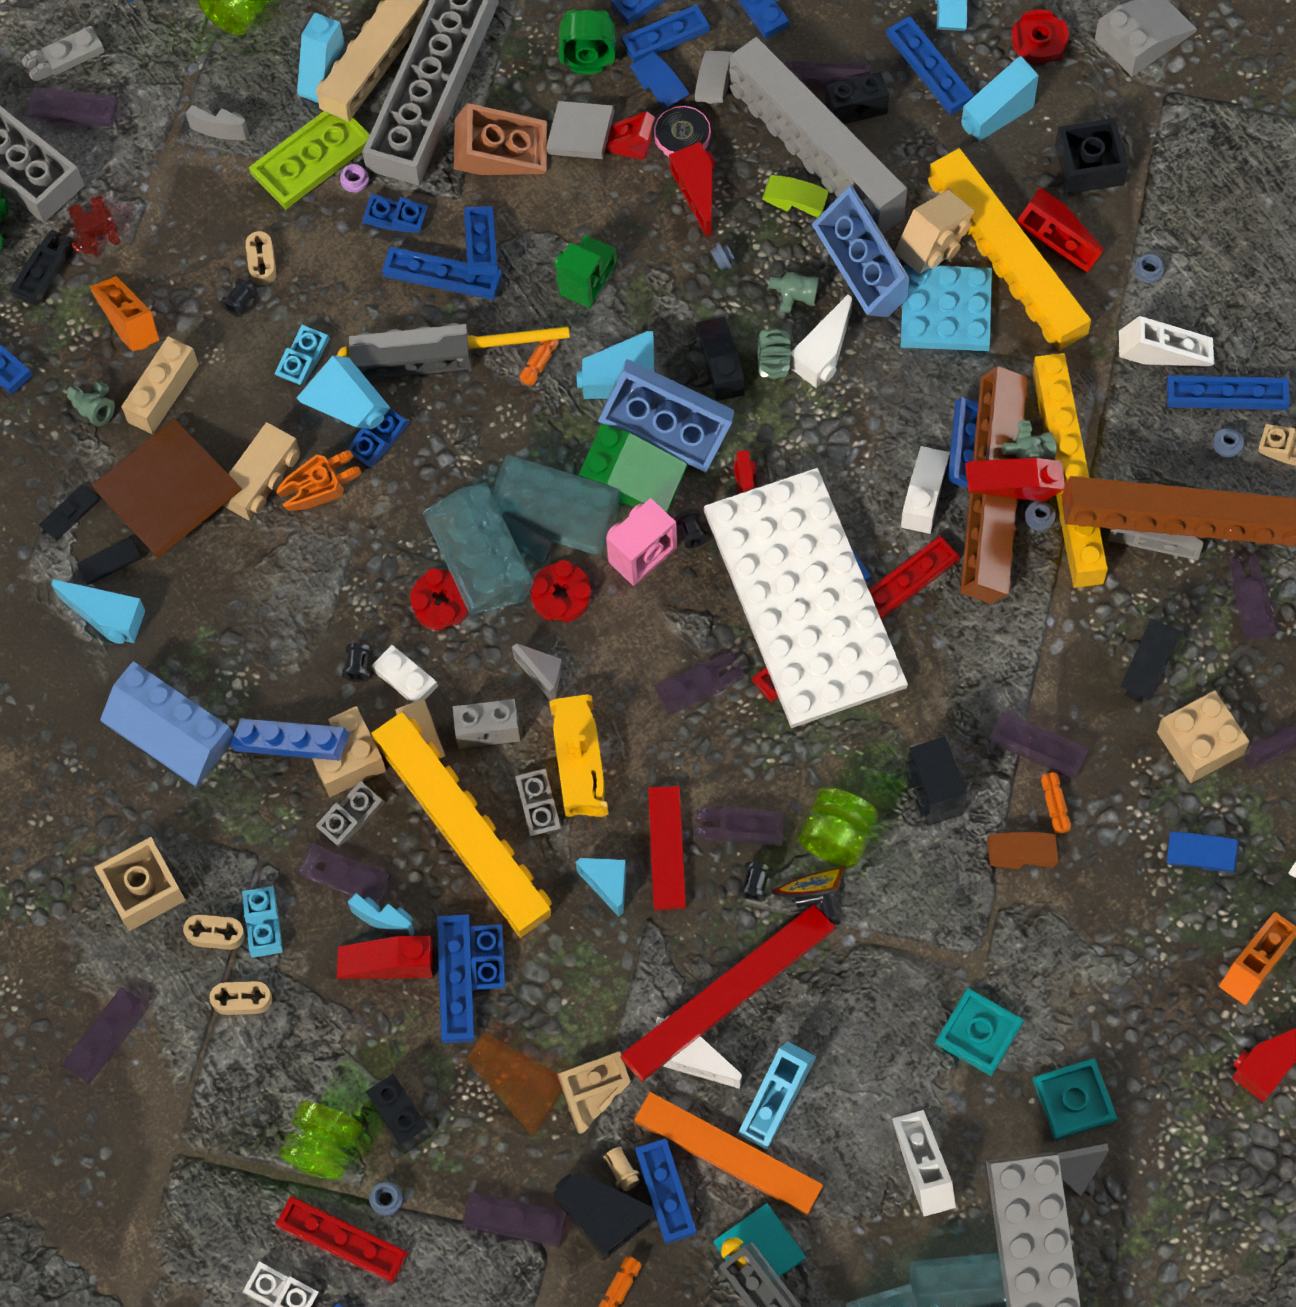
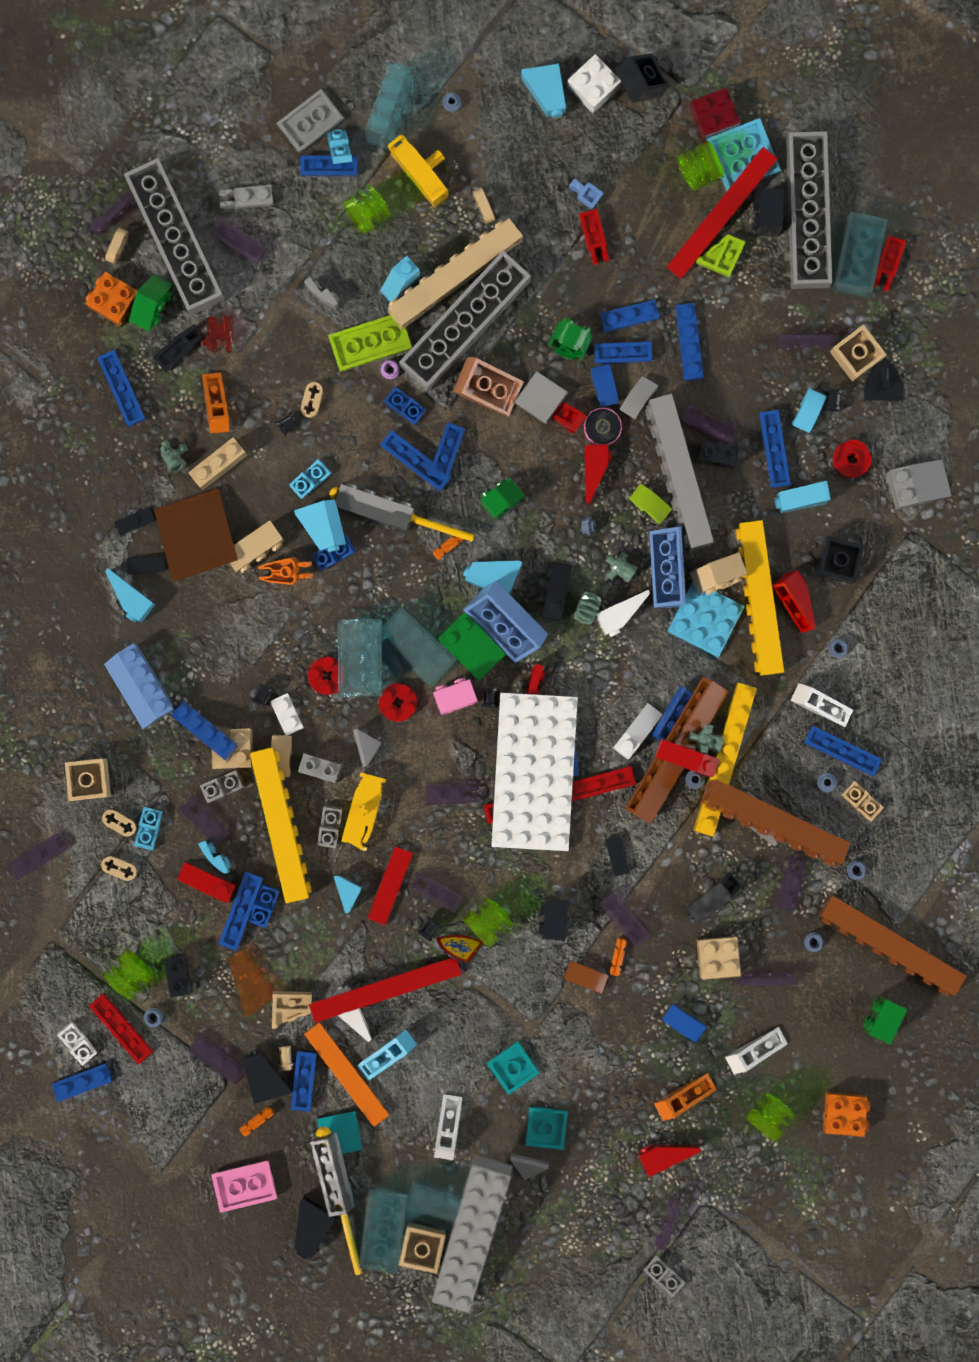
camera: 25 degrees right, 20 degrees up
(982, 664) = (617, 855): none -> black piece

